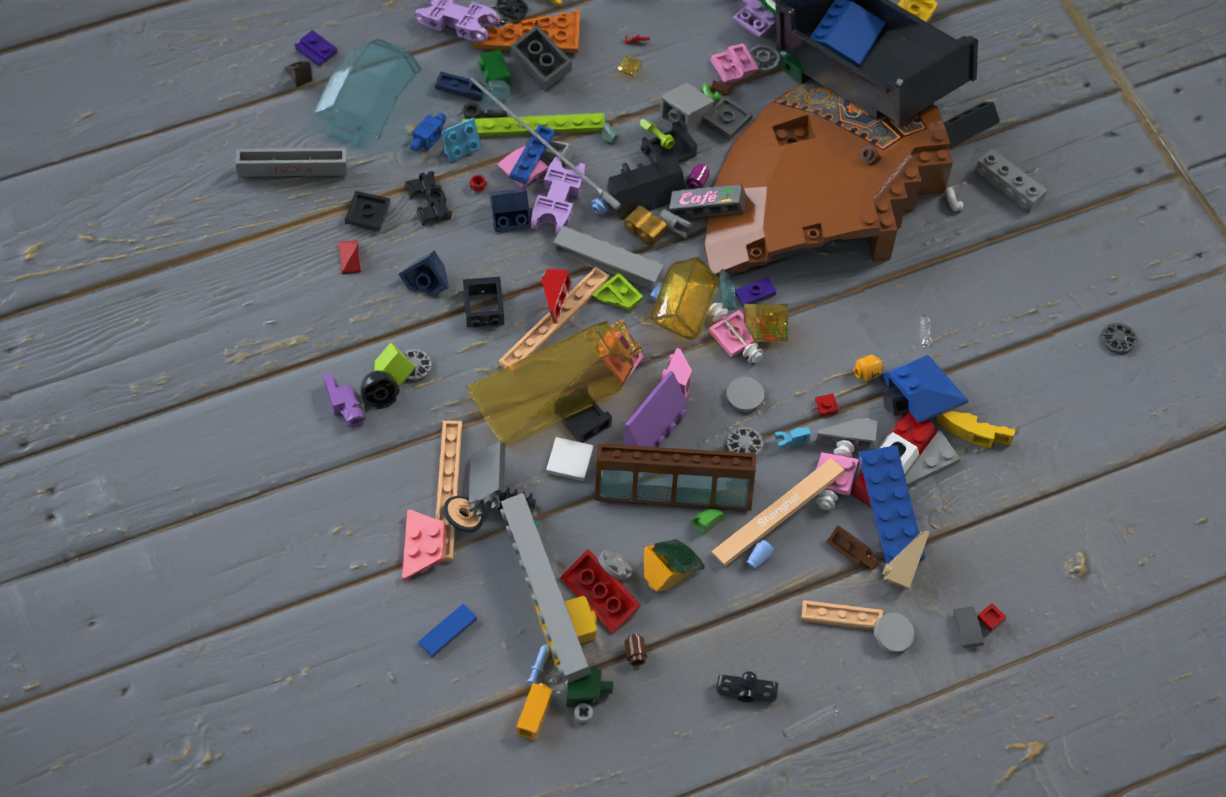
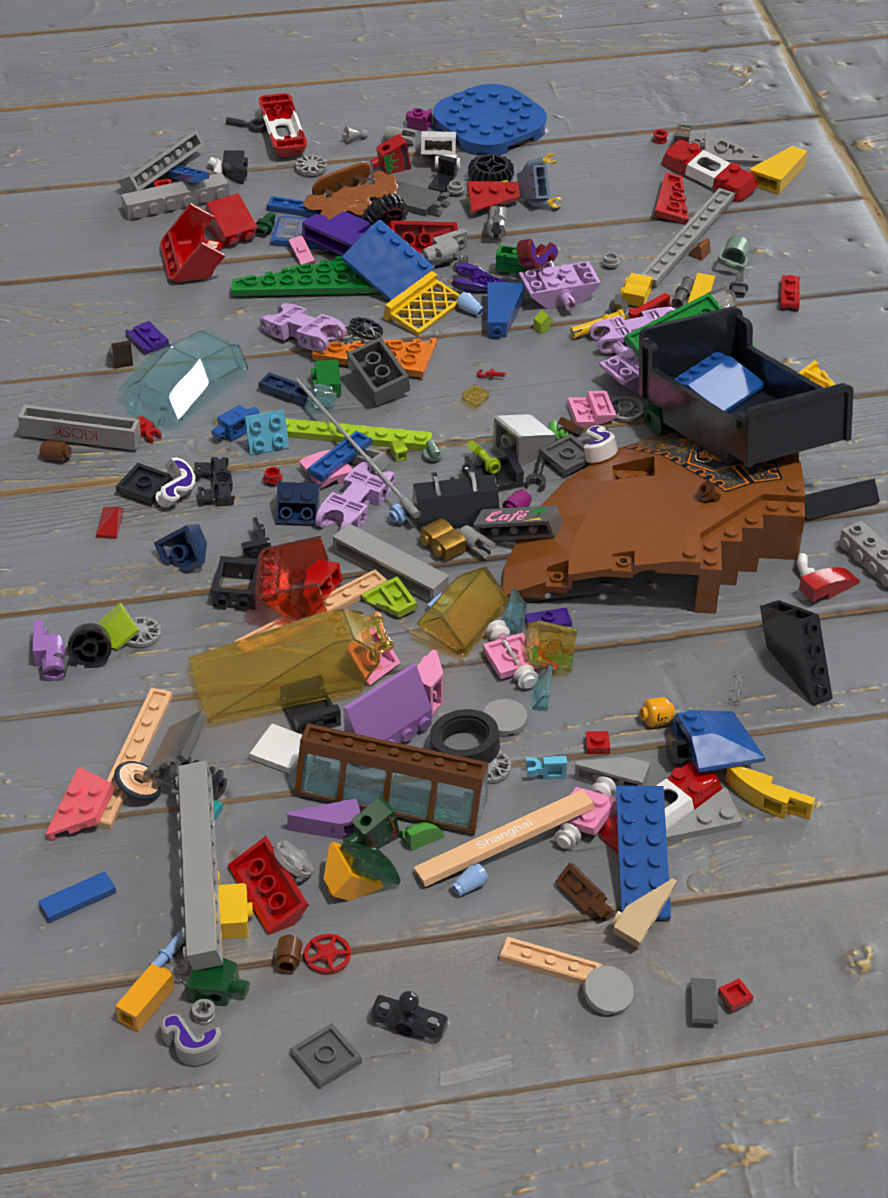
camera: 15 degrees right, 15 degrees down
(276, 189) = (55, 450): none -> reddish brown brick
(351, 150) = (148, 430): none -> red plate
(403, 207) = (183, 482): none -> white animal
(489, 112) = (297, 415): pearl dark grey piece -> none
(491, 263) = (252, 548): none -> black bracket
(524, 277) = (281, 567): none -> clear red windscreen
(580, 137) = (399, 450): none -> lime piece
(580, 746) = (187, 1047): none -> light grey animal
(634, 521) = (325, 820): none -> medium lavender slope
(665, 642) = (327, 953): none -> red wheel
(671, 522) = (375, 825): none -> dark green torso
(690, 732) = (325, 1055): none -> dark grey tile
(706, 145) = (537, 477): none -> pearl dark grey piece
(715, 405) = (467, 720): none -> black tyre
(756, 103) = (602, 445): none -> white animal
(769, 362) = (542, 689): none -> clear light blue slope
(970, 286) = (798, 646): none -> black slope
(976, 214) = (827, 583): none -> red slope

